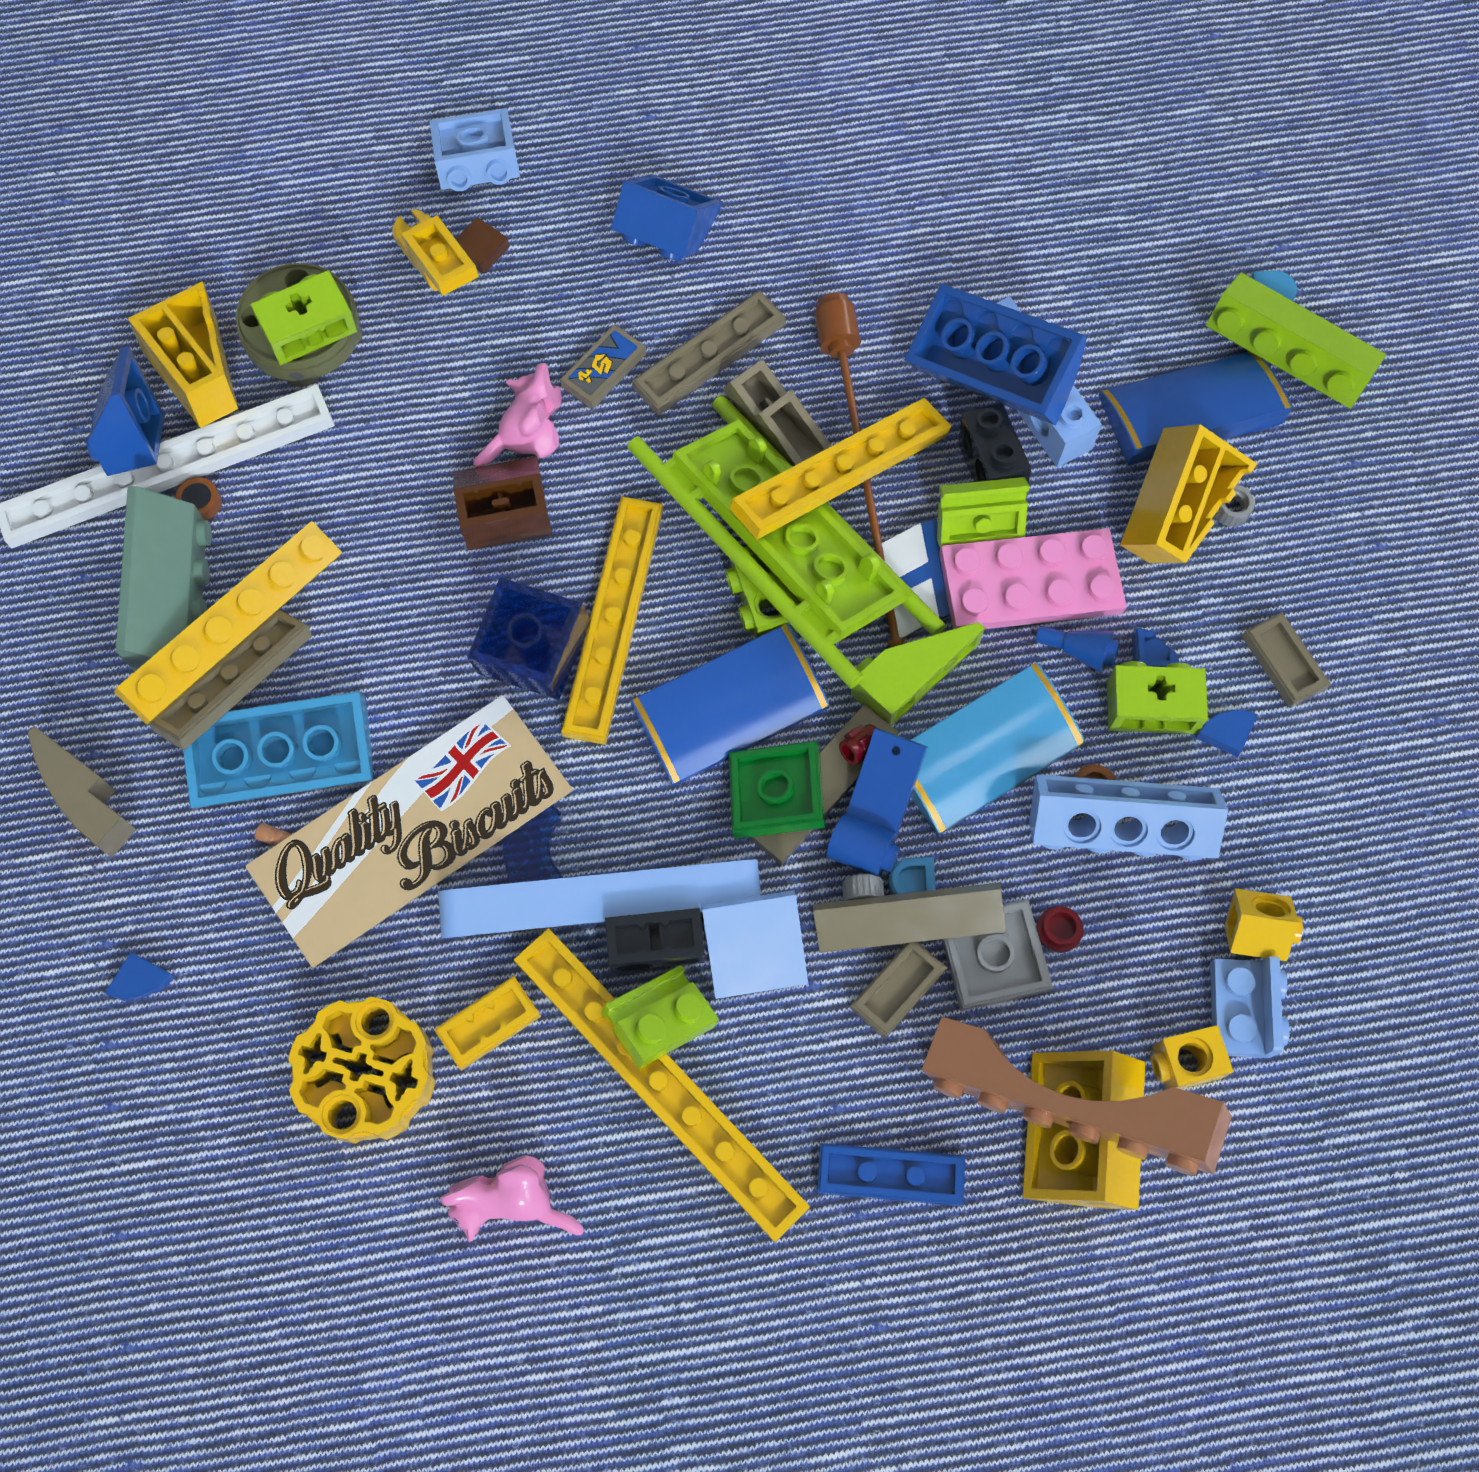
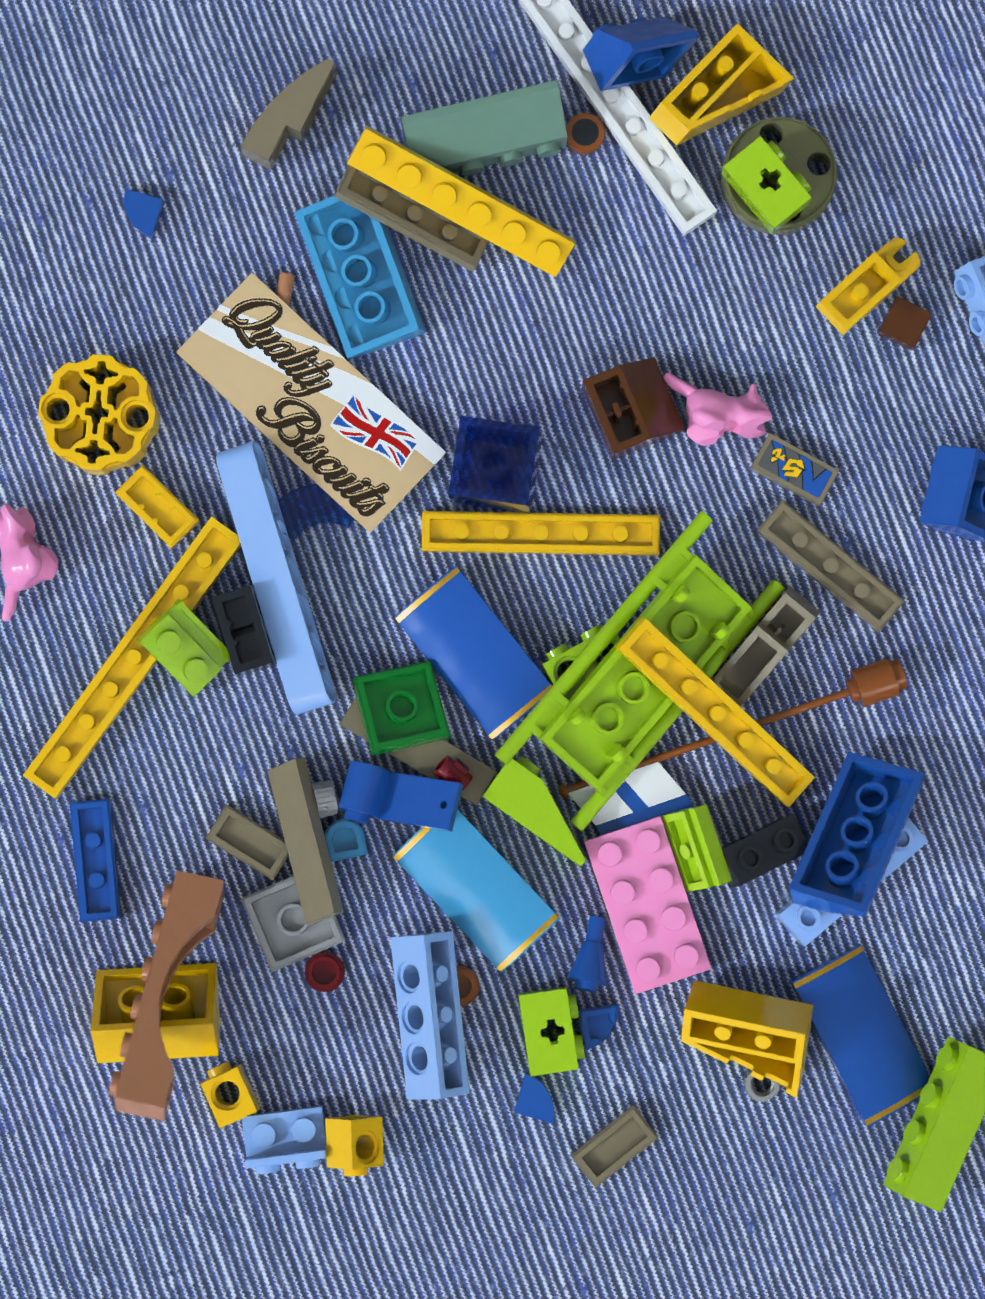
camera: 80 degrees right, 15 degrees up
(754, 944) = (259, 714): light blue tile -> none

